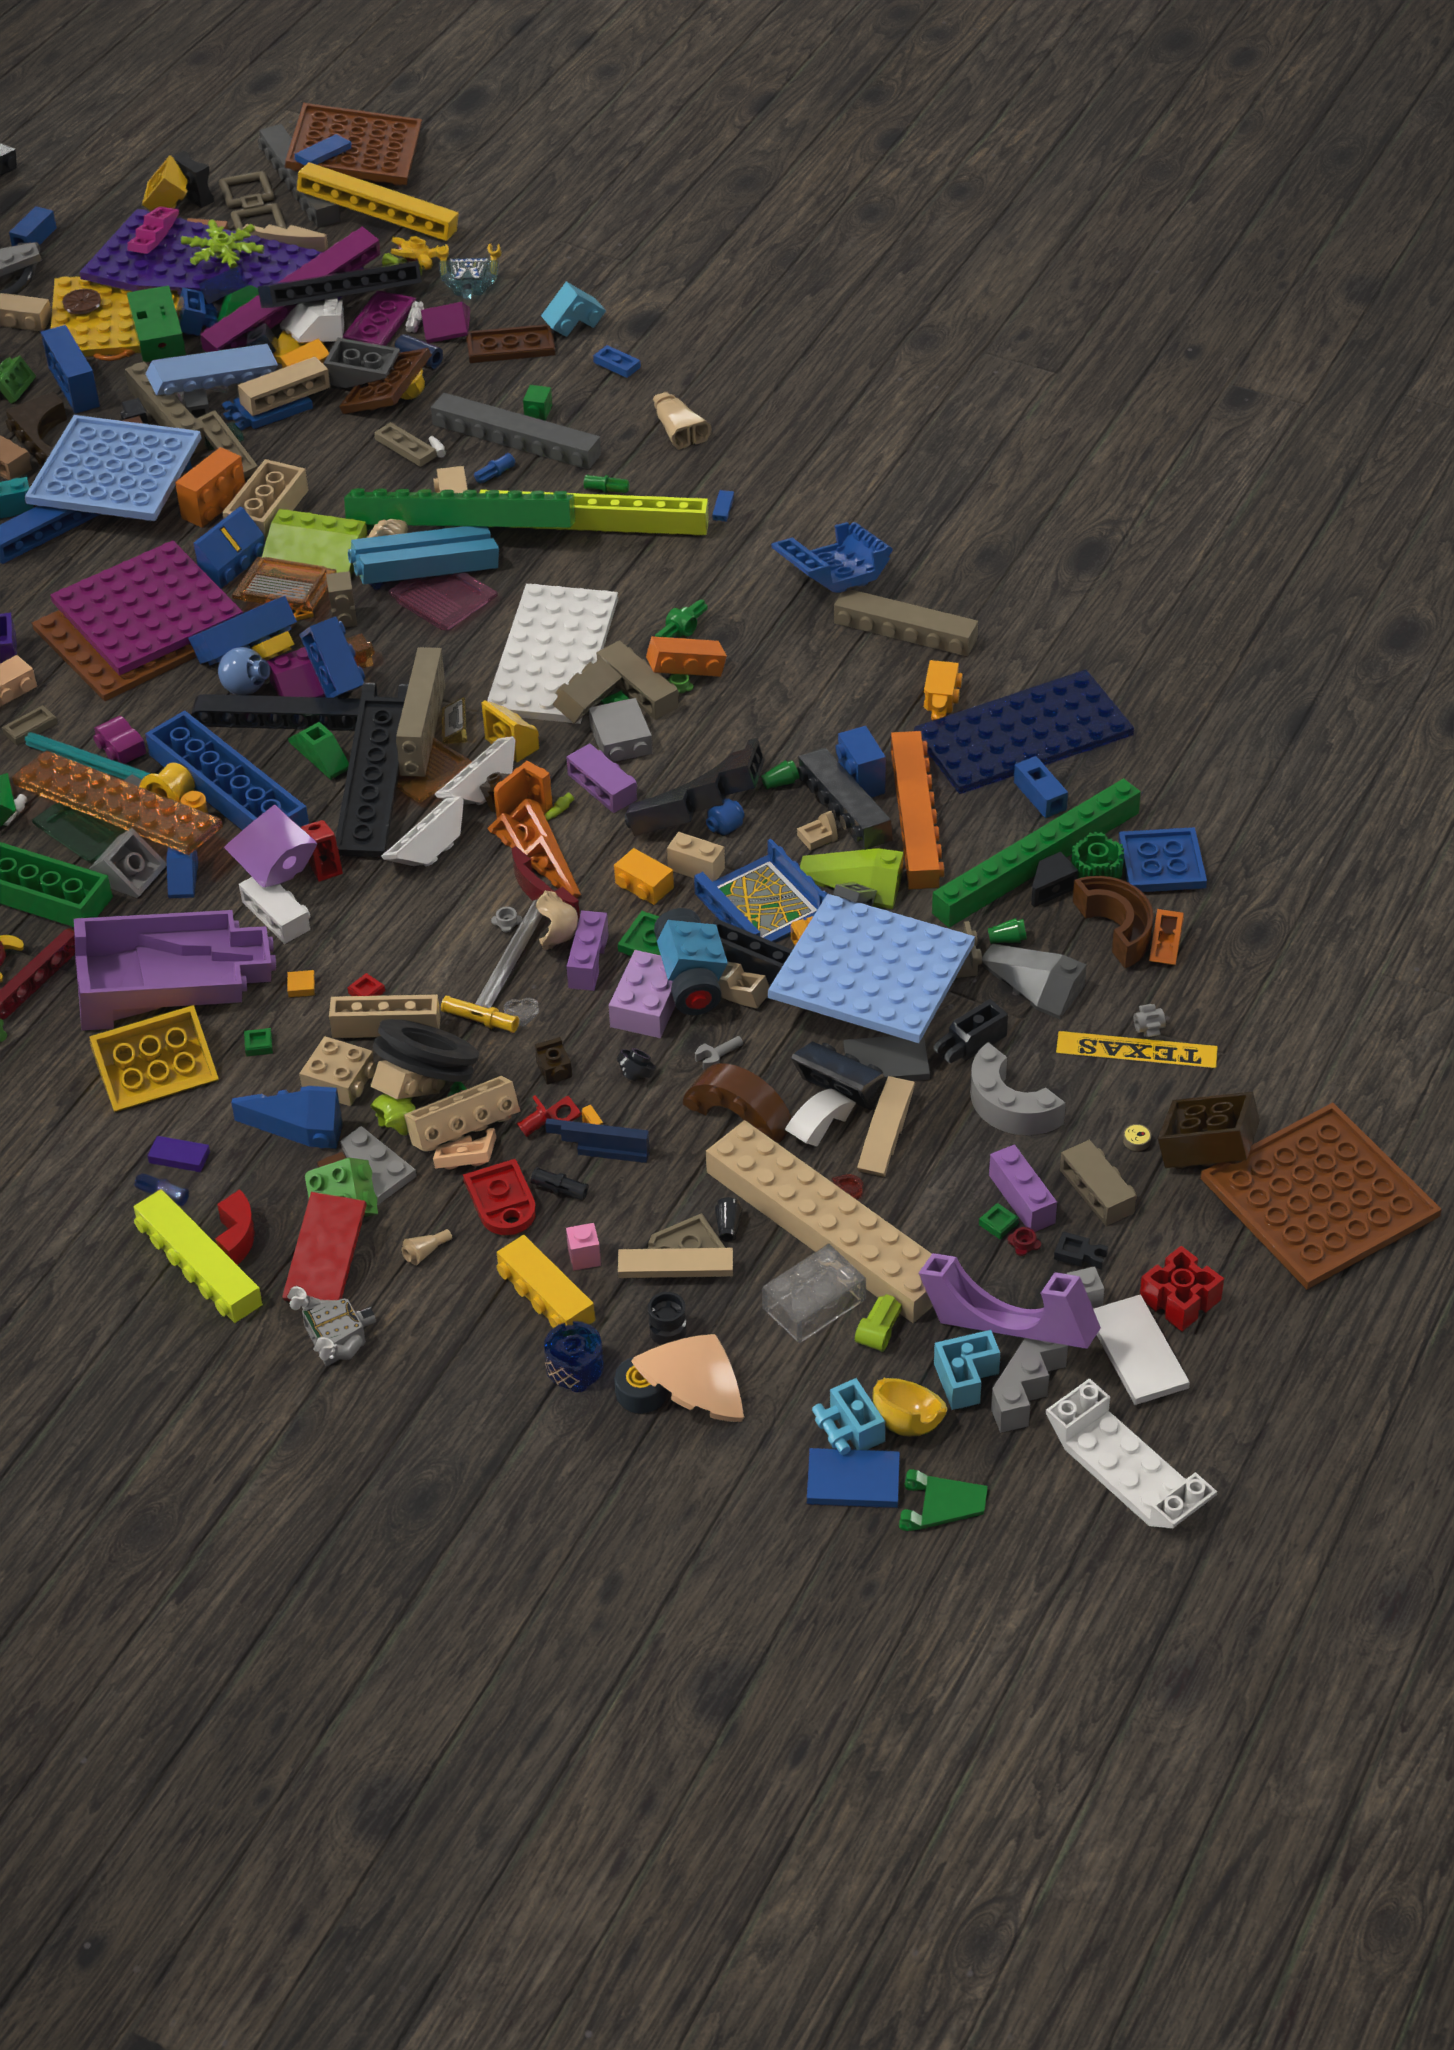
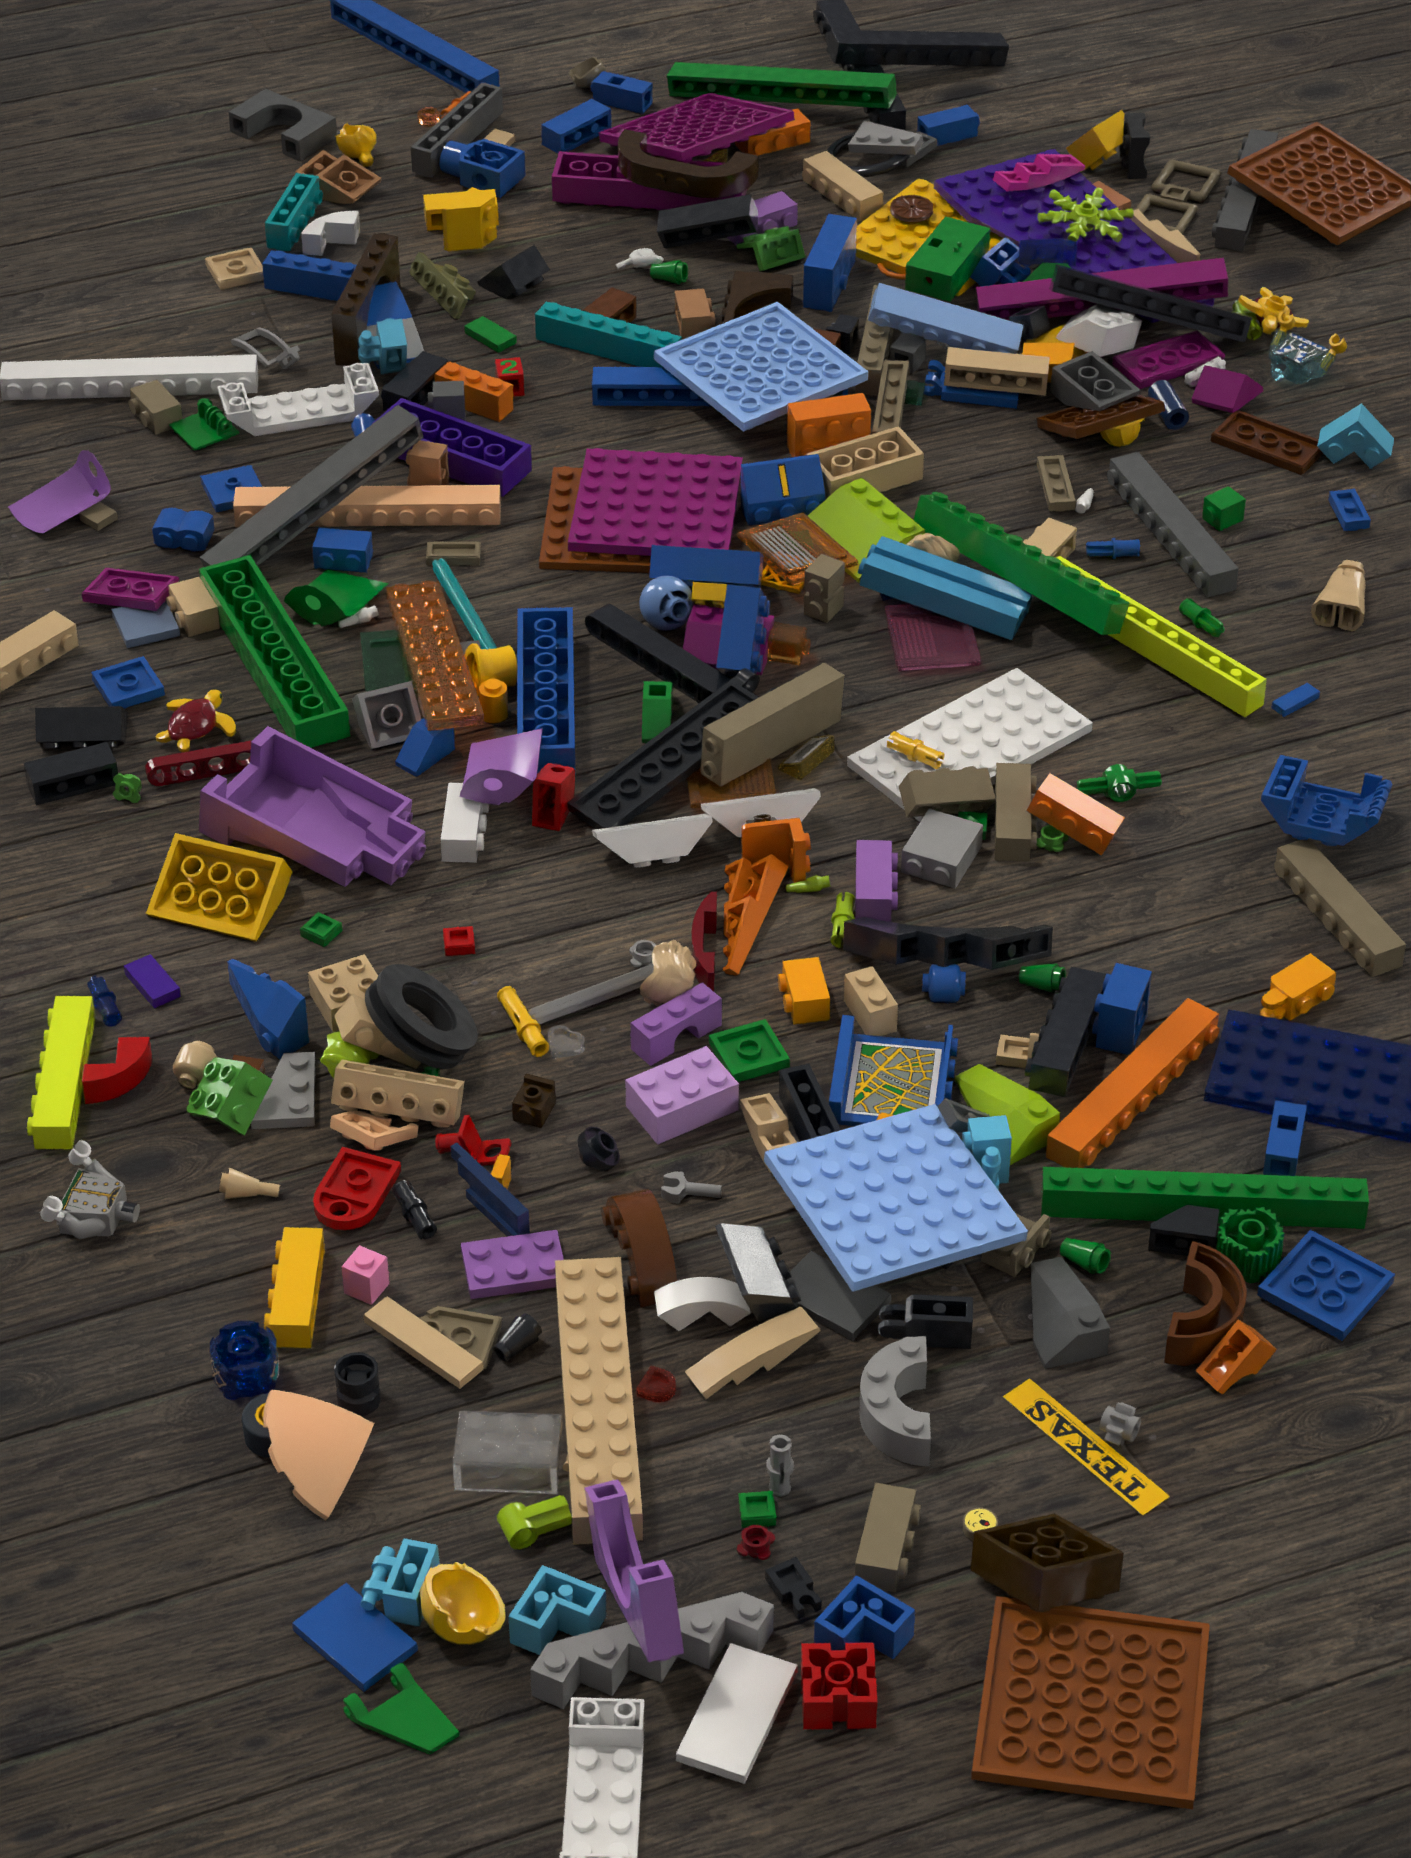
camera: 40 degrees right, 5 degrees down
(119, 740) = (502, 606): magenta brick -> none
(288, 1188) = (192, 1062): none -> tan head
(301, 983) = (411, 902): light orange tile -> none
(323, 150) = (1277, 173): blue tile -> none
(325, 1246) = (157, 1131): red tile -> none
(362, 1014) = (413, 949): tan brick -> none
(377, 201) = (1283, 246): yellow brick -> none
(502, 723) = (839, 788): yellow slope -> none
(532, 674) = (915, 750): none -> yellow pin
(610, 816) = (842, 913): none -> lime pin
(664, 1175) = (511, 1263): none -> medium lavender plate
(691, 959) = (736, 1084): brick -> none
(889, 894) = (990, 1145): none -> medium azure brick
(994, 1181) = (780, 1465): none -> light grey pin
(1022, 1188) = (806, 1493): medium lavender brick -> none
(1150, 1235) = (867, 1616): none -> blue brick

